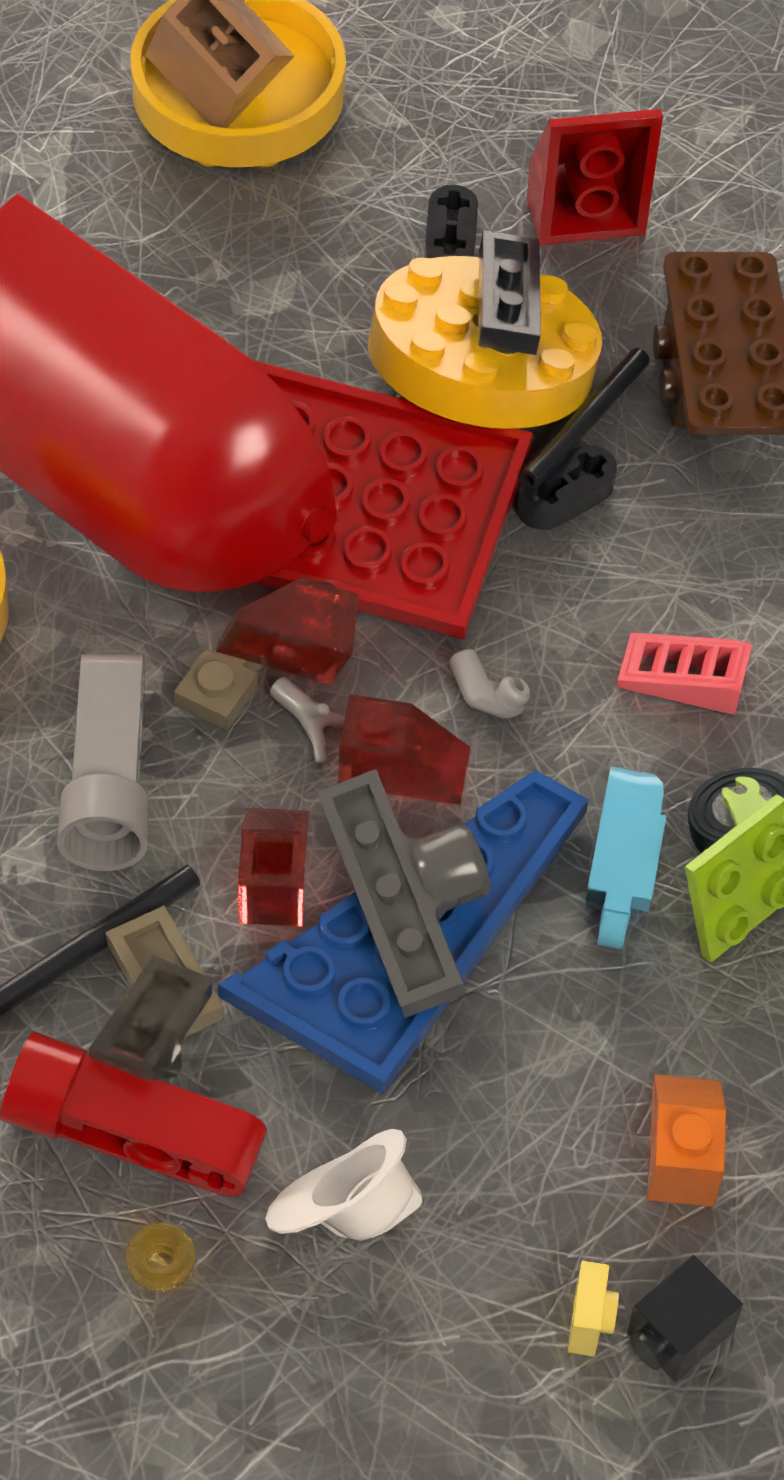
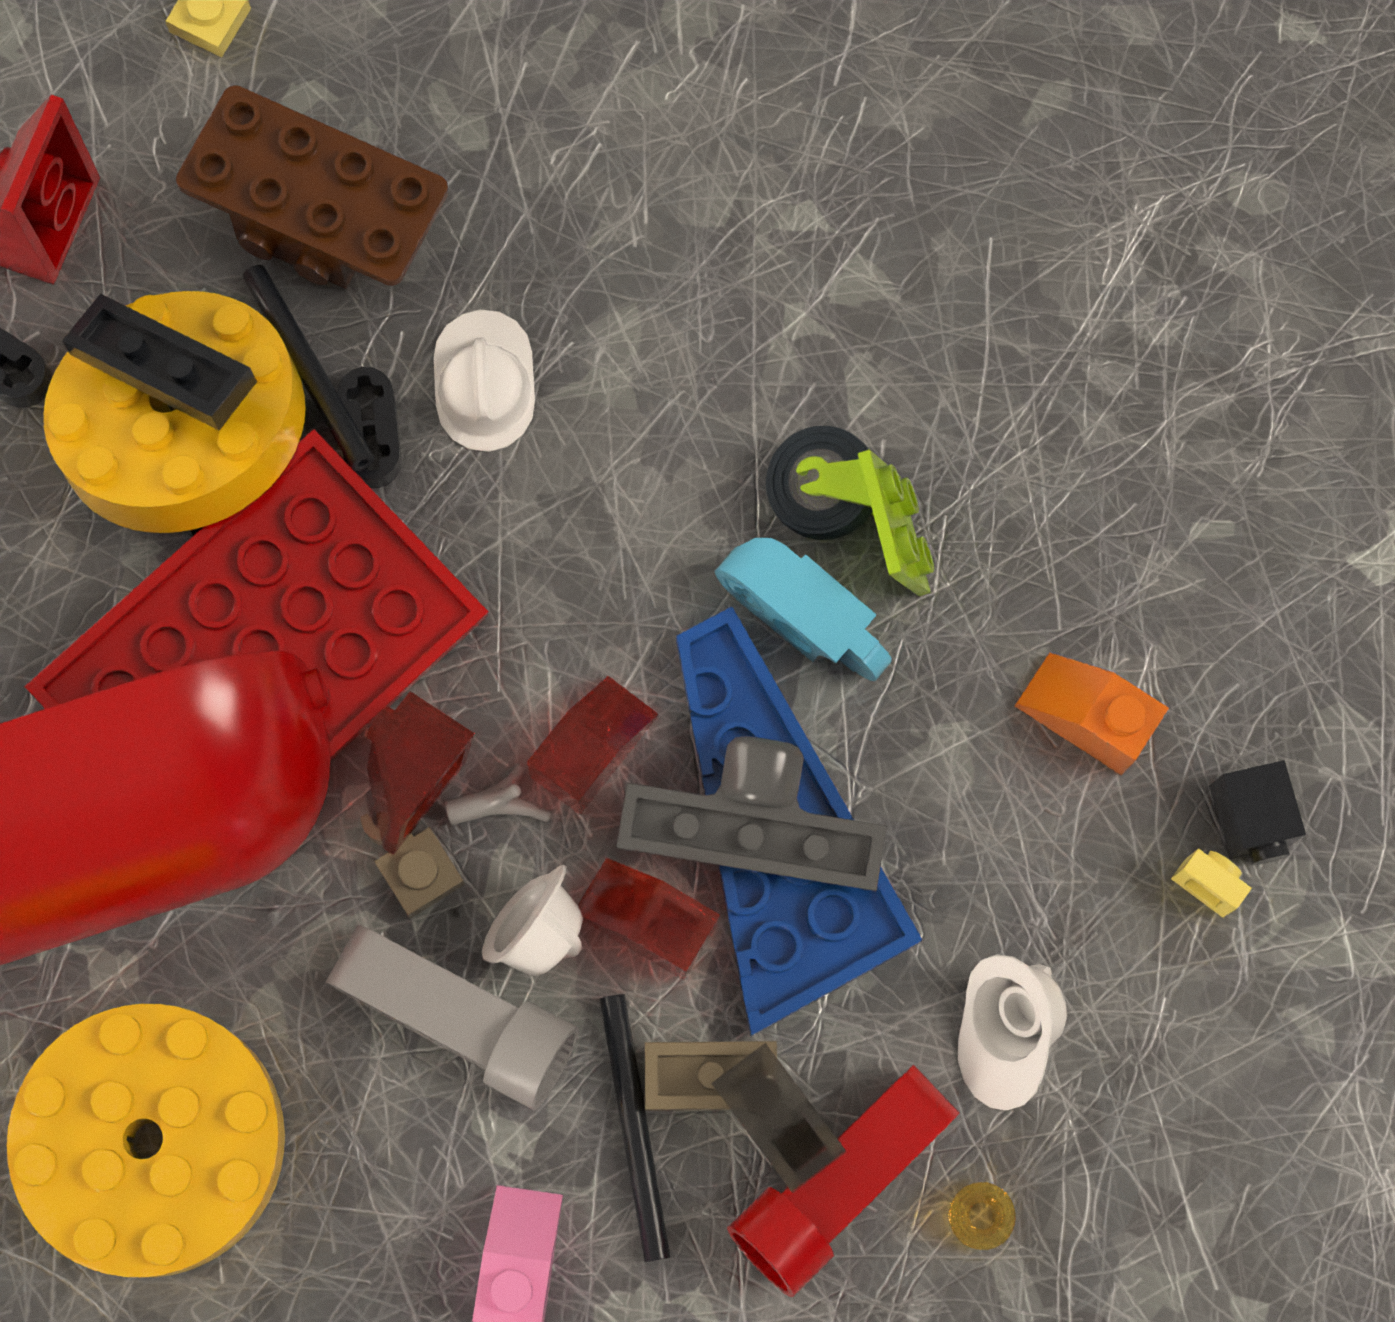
camera: 65 degrees left, 20 degrees up
(217, 769) = (536, 927): none -> white piece
(480, 693) = (560, 630): light grey arm -> none
(662, 548) = (484, 380): none -> white piece
(700, 690) = (668, 400): coral slope -> none

